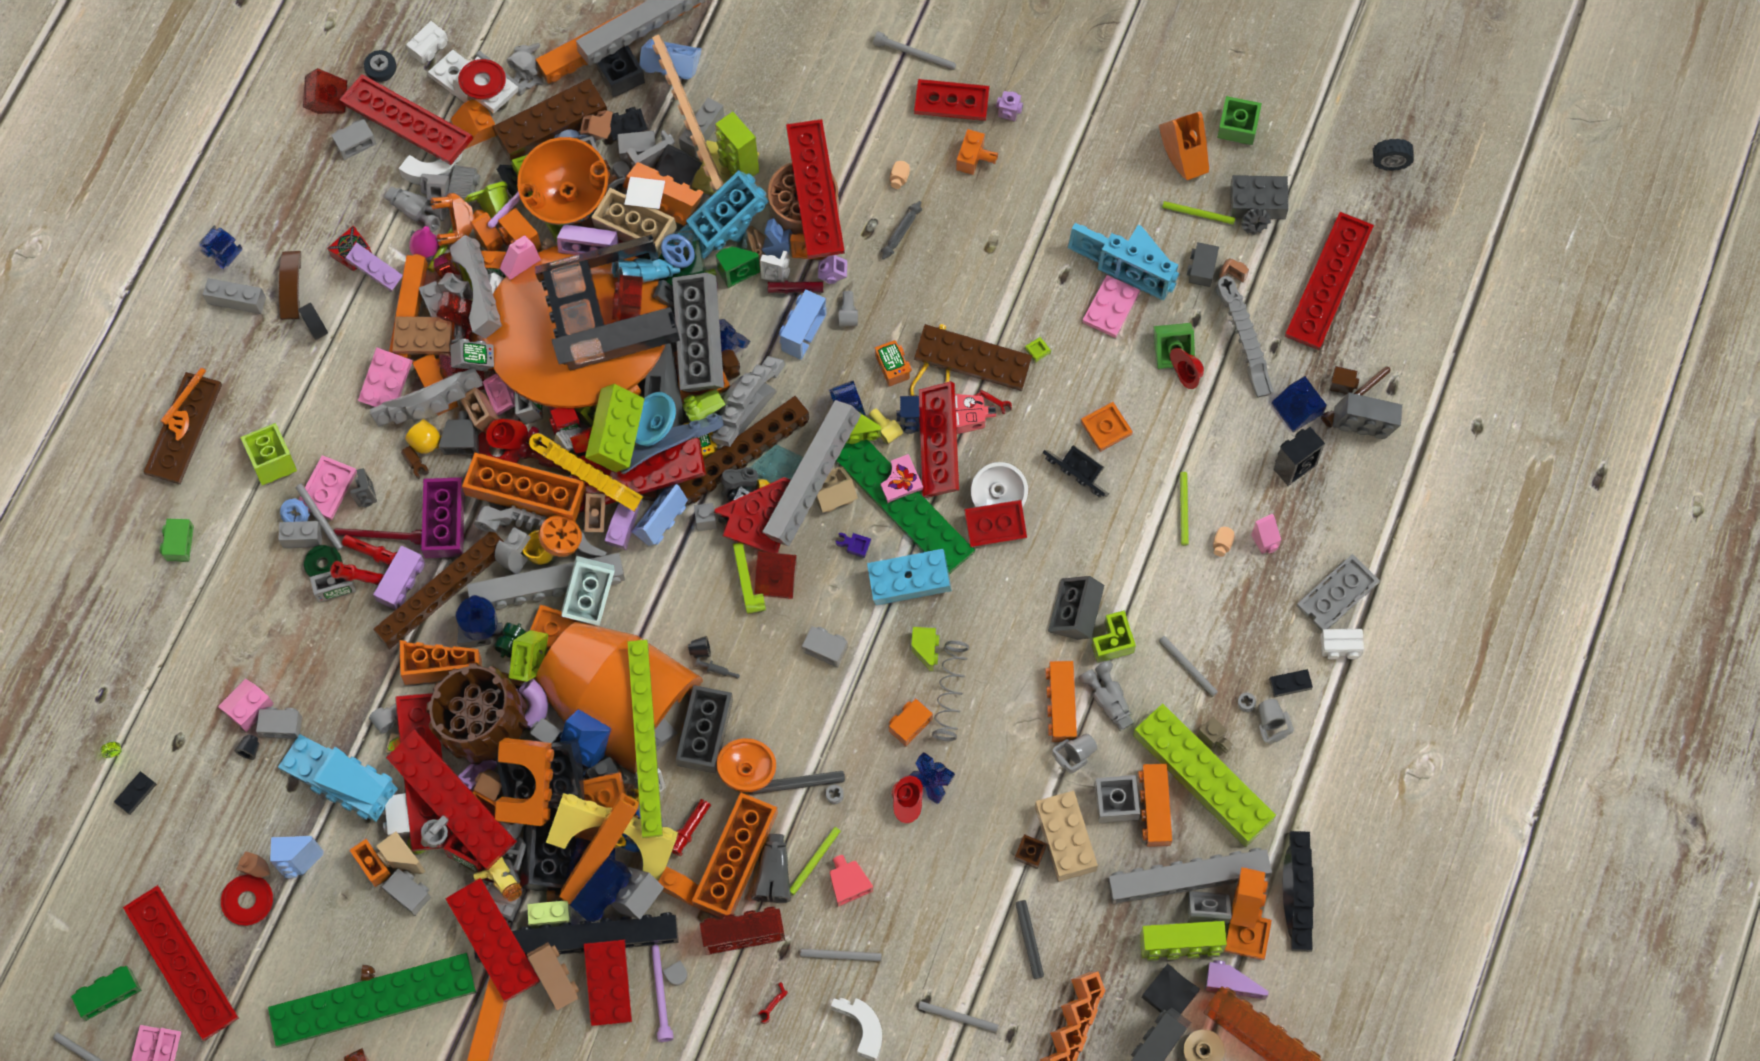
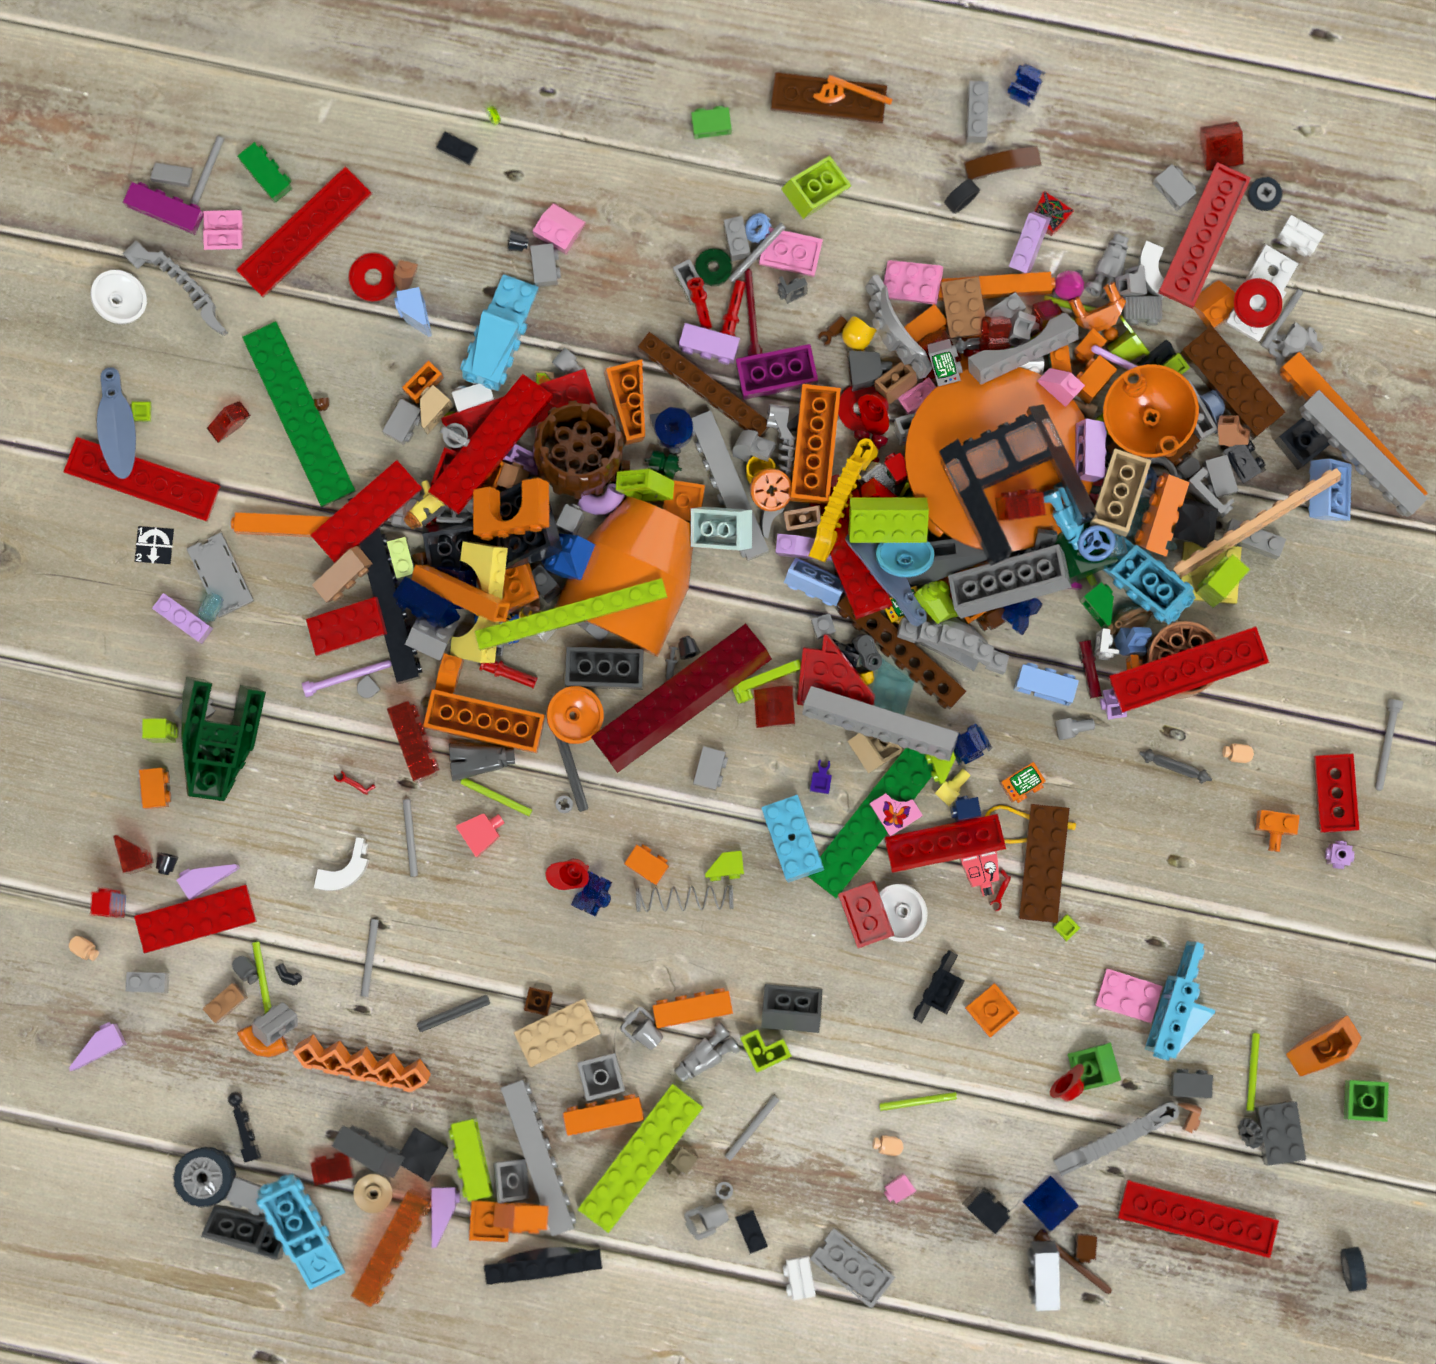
camera: 80 degrees right, 15 degrees up
(644, 192) = (1152, 496): white sticker -> none
(750, 660) = (681, 697): none -> dark red brick

